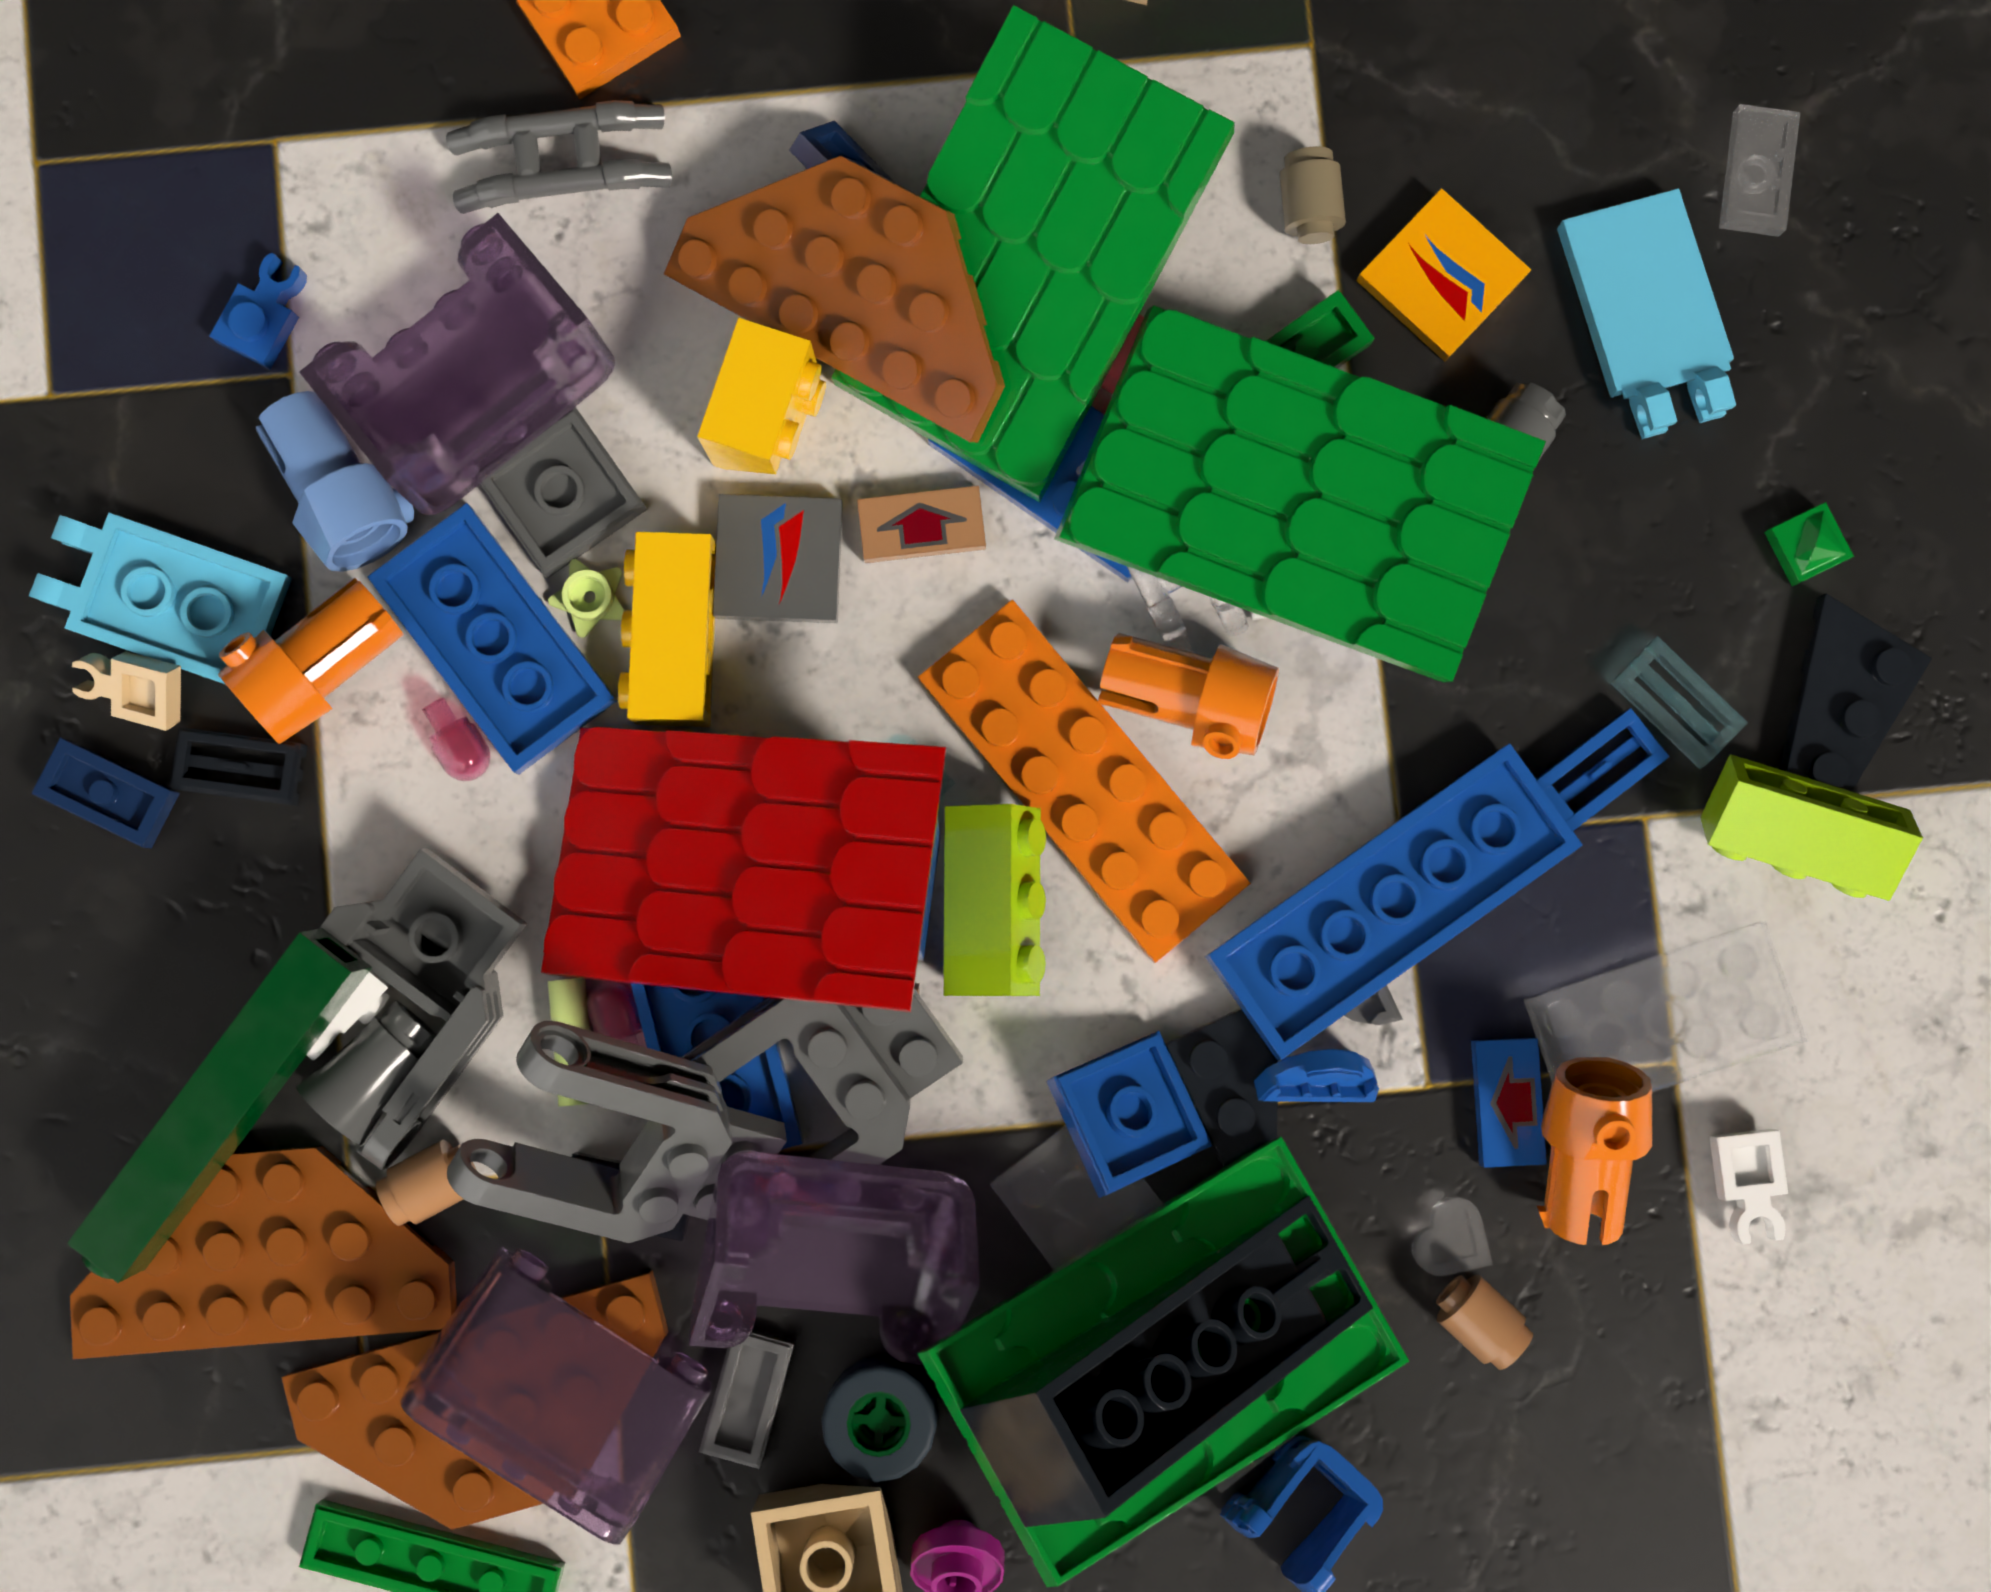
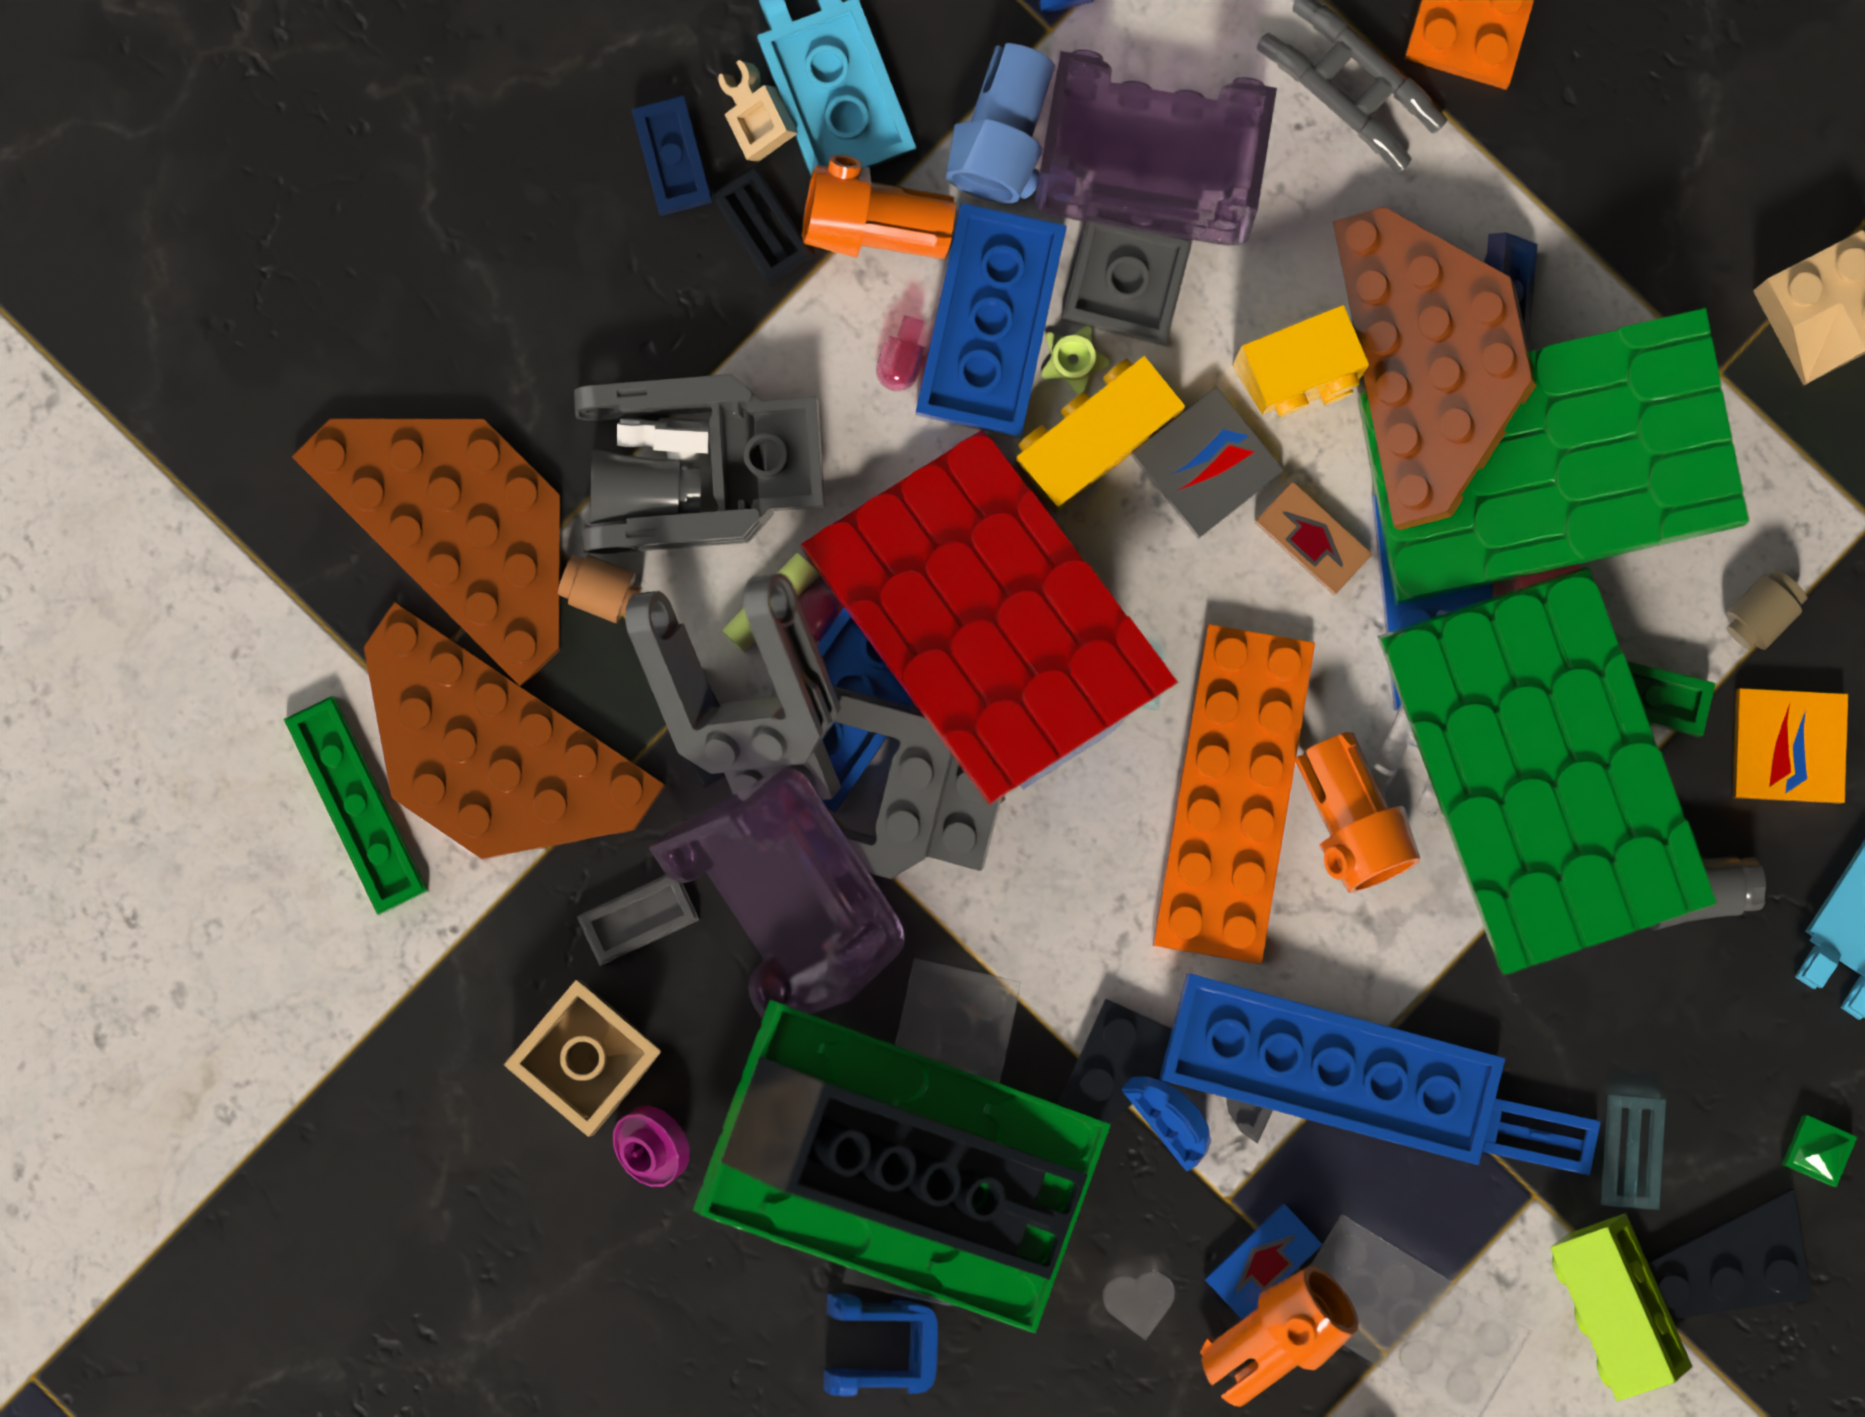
camera: 45 degrees right, 0 degrees up
(219, 1105) = (543, 412): dark green brick -> none
(554, 1398) = (544, 790): windscreen -> none
(877, 1442) = (684, 1013): black wheel -> none
(993, 900) = (1102, 801): lime brick -> none
(1128, 1113) = (1039, 1011): blue tile -> none
(1483, 1321) = (1103, 1363): medium nougat brick -> none

